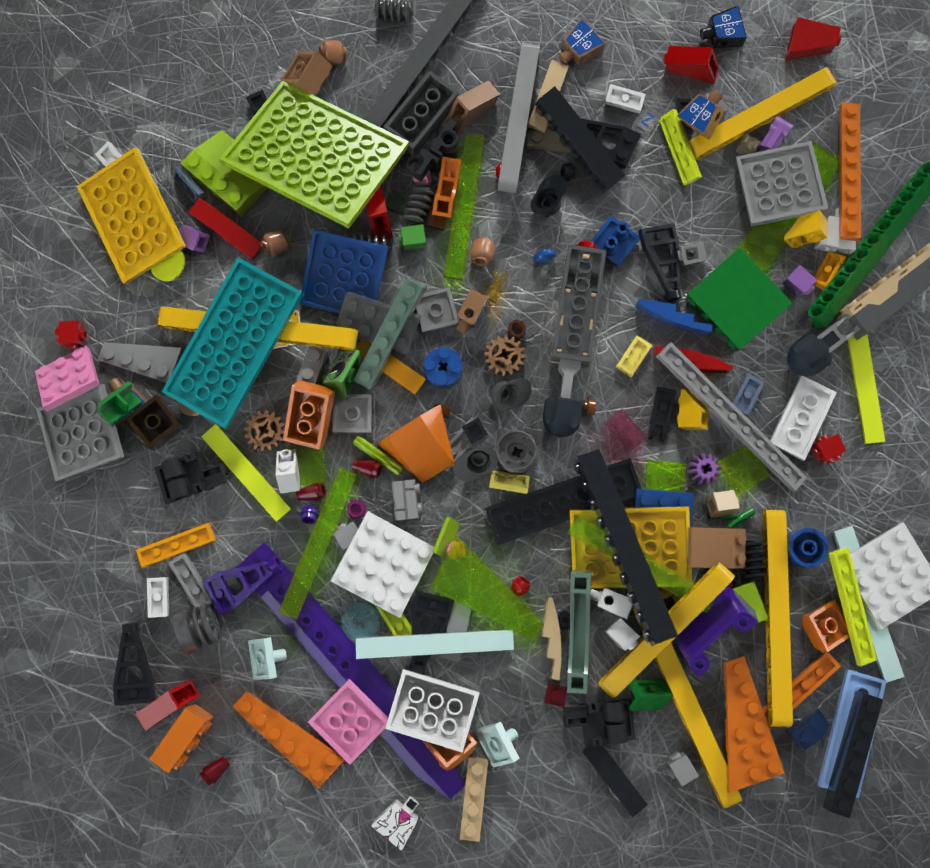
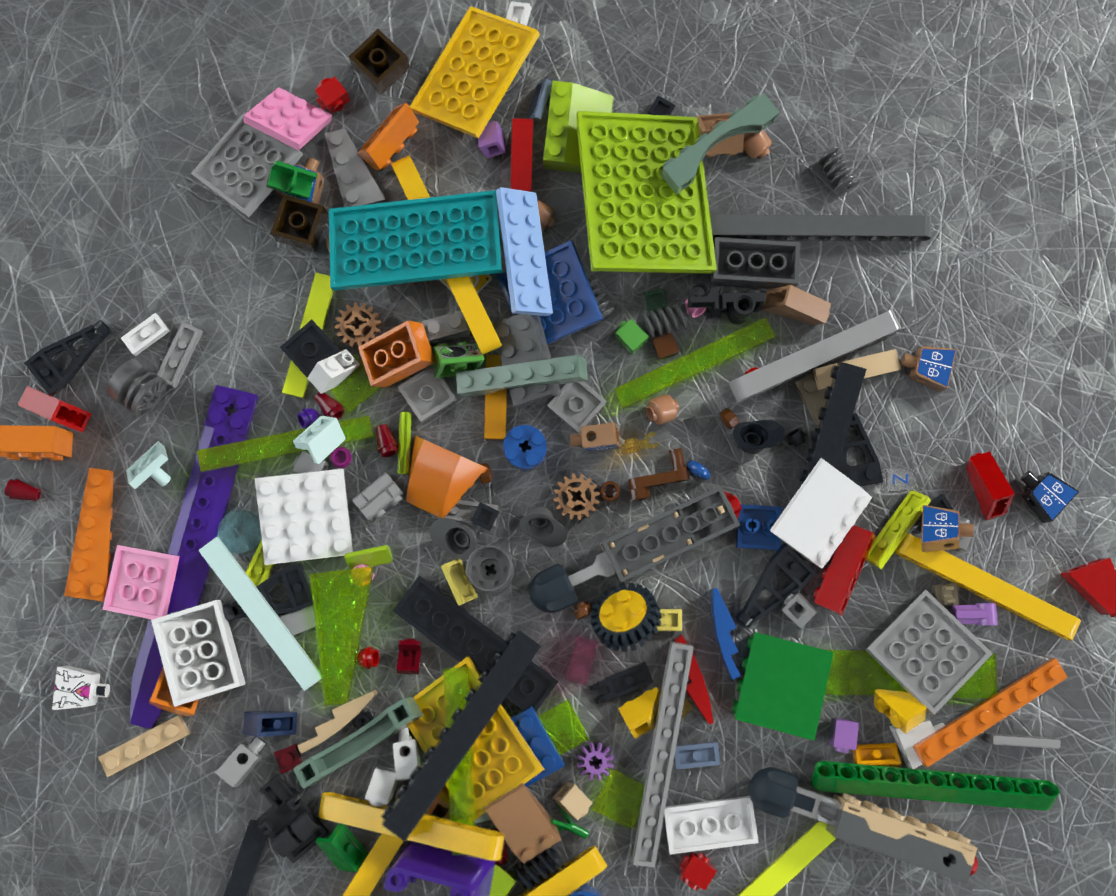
camera: 55 degrees right, 0 degrees up
(71, 281) = (379, 61): none -> dark brown brick
(136, 312) = (389, 137): none -> orange slope
(170, 268) = (451, 139): neon yellow piece -> none
(175, 545) = (203, 318): light orange tile -> none
(188, 476) = (271, 286): black plate -> none
(221, 593) = (186, 385): dark purple plate -> none
(258, 477) = (309, 347): none -> black plate
(299, 268) = (524, 252): none -> light blue plate
(315, 40) = (751, 119): none -> sand green arch
(333, 511) = (321, 438): none -> light aqua panel
(379, 216) = (629, 290): red slope -> none
(447, 187) = (696, 337): orange arch -> none
(498, 744) = (205, 734): light aqua tile -> none
(520, 691) = (269, 723): none -> dark blue slope
(522, 209) = (728, 418): none -> reddish brown tile
(528, 305) = (640, 486): none -> reddish brown beam
(538, 738) = (234, 770): none -> light grey torso
(540, 555) = (409, 656): none -> dark red bracket
(617, 376) = (625, 617): none -> wheel
(625, 98) = (907, 444): white plate -> none
(636, 189) = (821, 513): none -> white slope
(684, 201) = (844, 570): none -> red brick
(883, 163) = (1021, 740): none -> light grey tile

